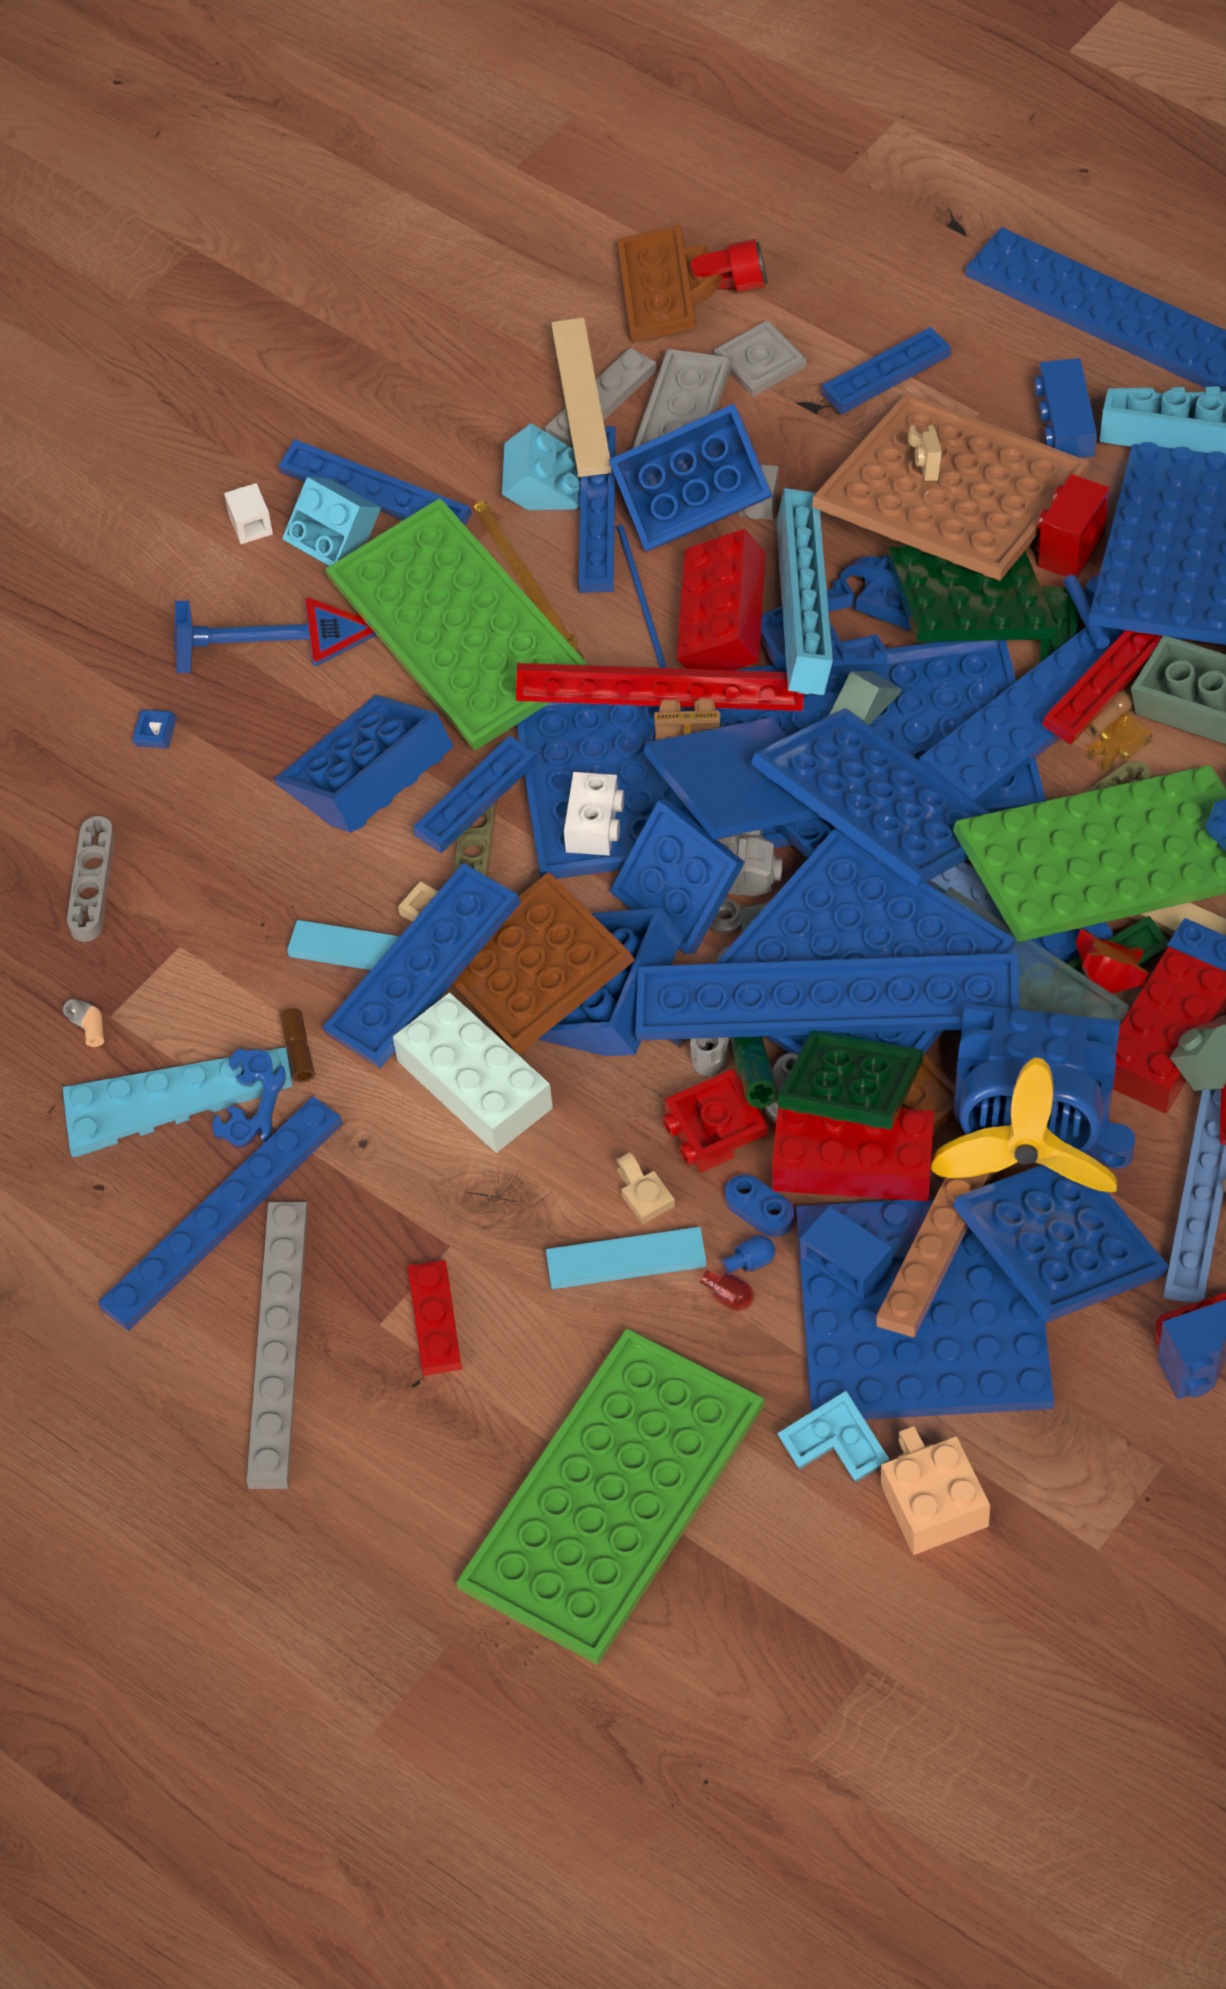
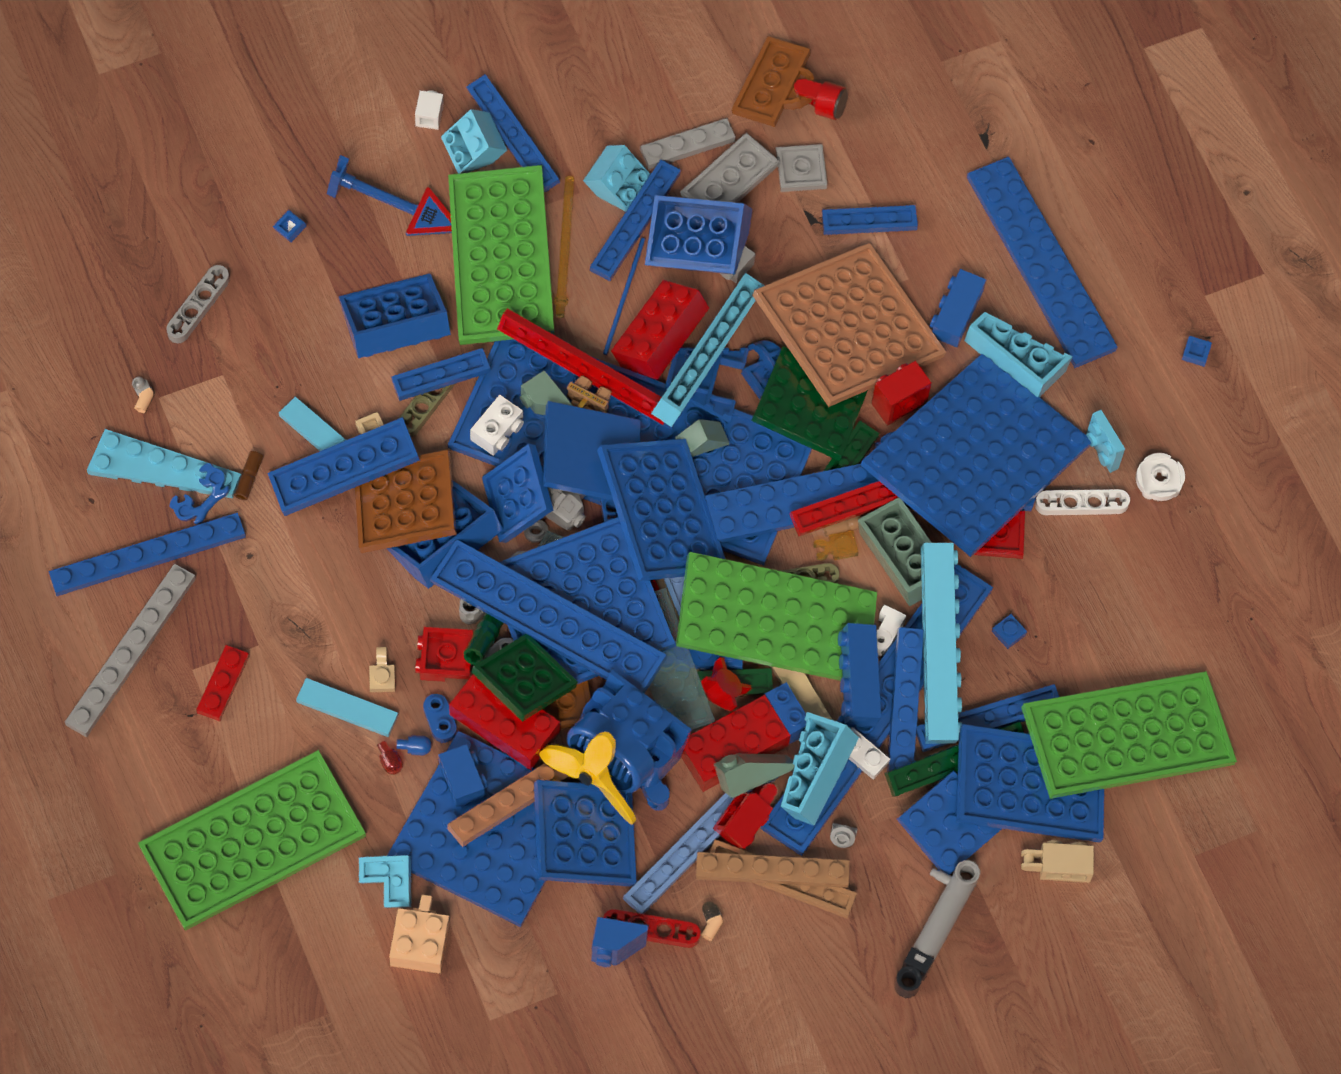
camera: 20 degrees right, 10 degrees up
(473, 1072) = (332, 548): light aqua brick -> none
(581, 397) = (671, 138): tan tile -> none
(622, 749) = (539, 391): none -> sand green slope
(927, 451) = (842, 298): tan plate -> none
(1084, 607) = (871, 445): blue bar -> none

